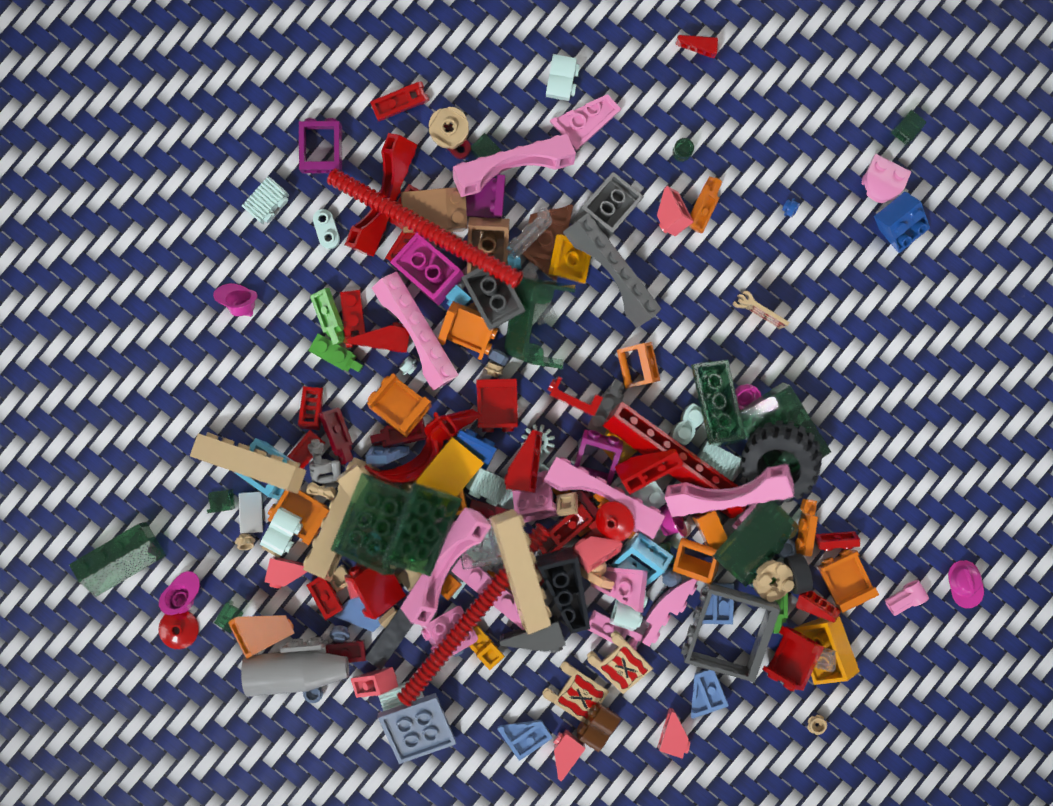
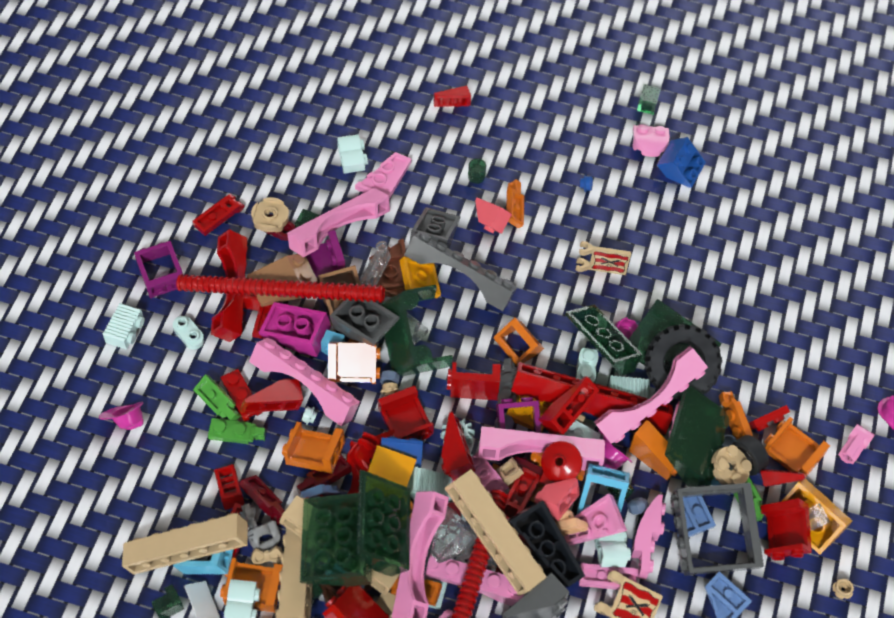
camera: 30 degrees left, 30 degrees down
(693, 566) = (655, 486): orange tile -> none

